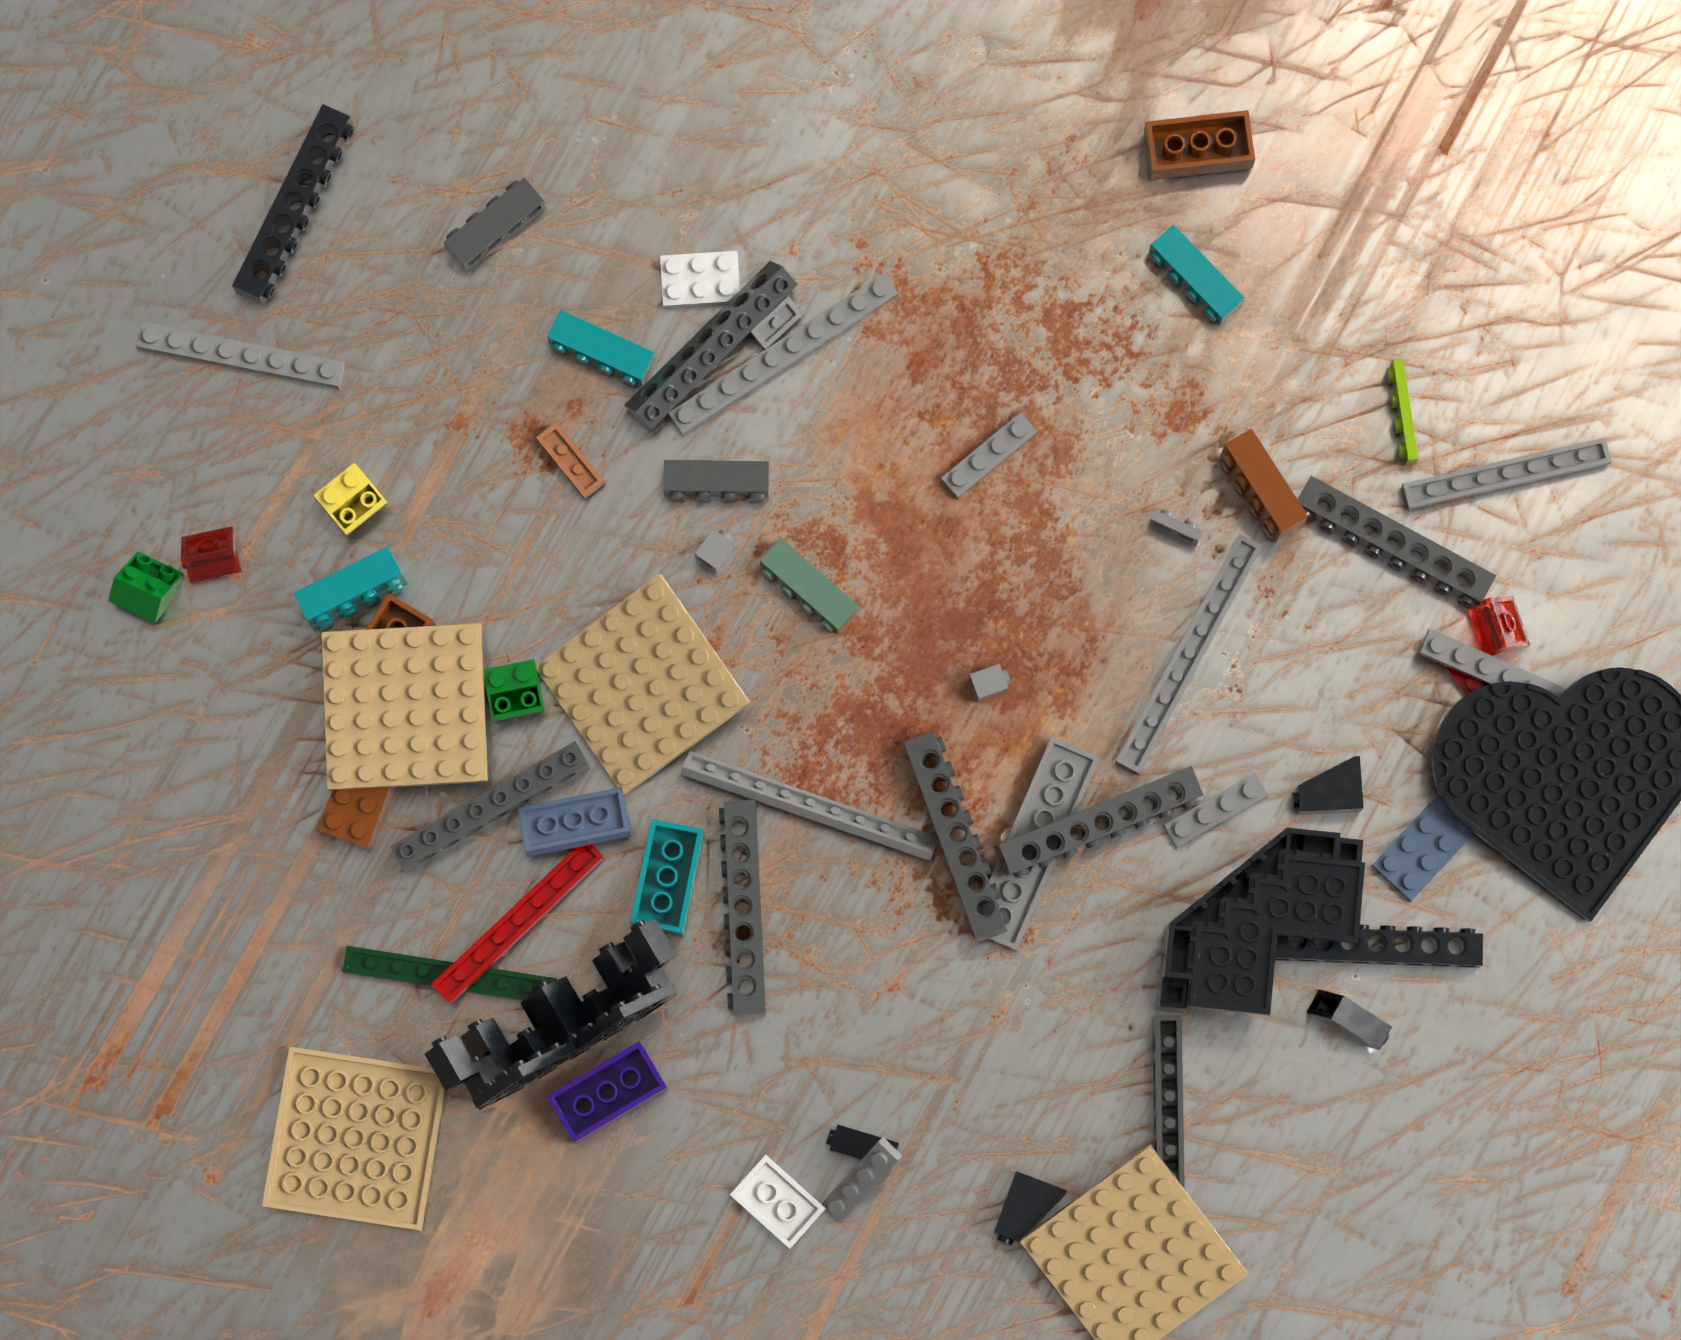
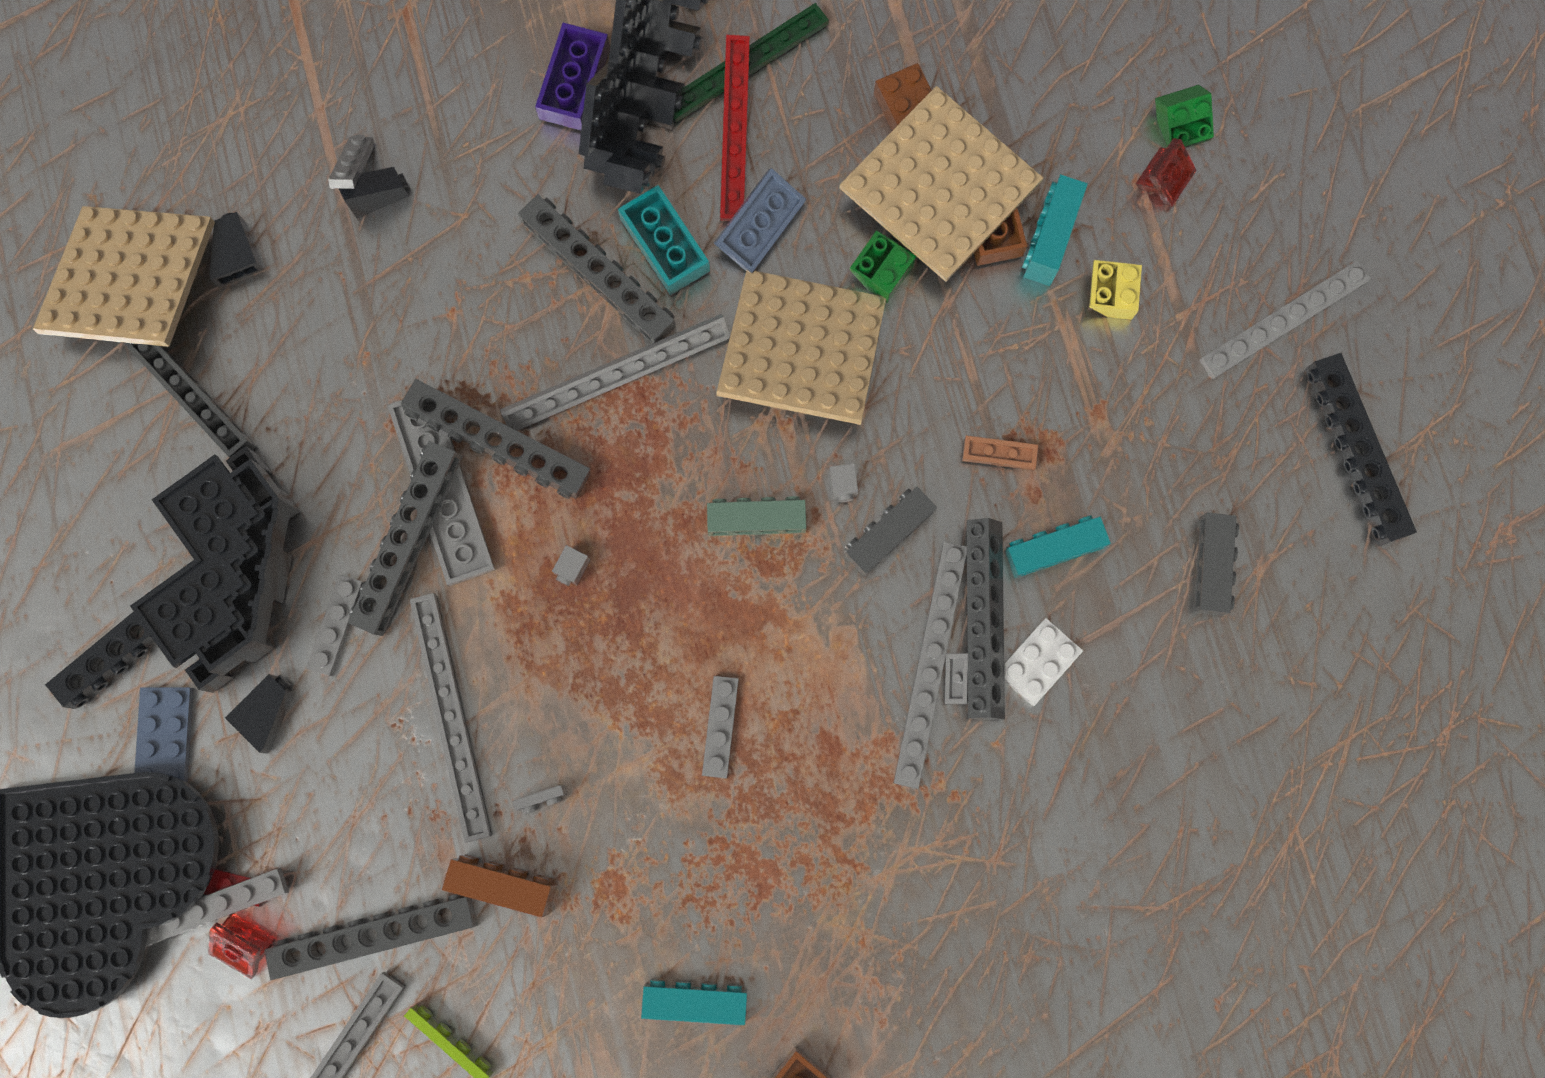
camera: 135 degrees right, 0 degrees up
(490, 807) = (823, 182): dark grey brick -> none
(777, 1201) = (401, 113): white plate -> none
(1349, 1019) = (114, 564): slope -> none

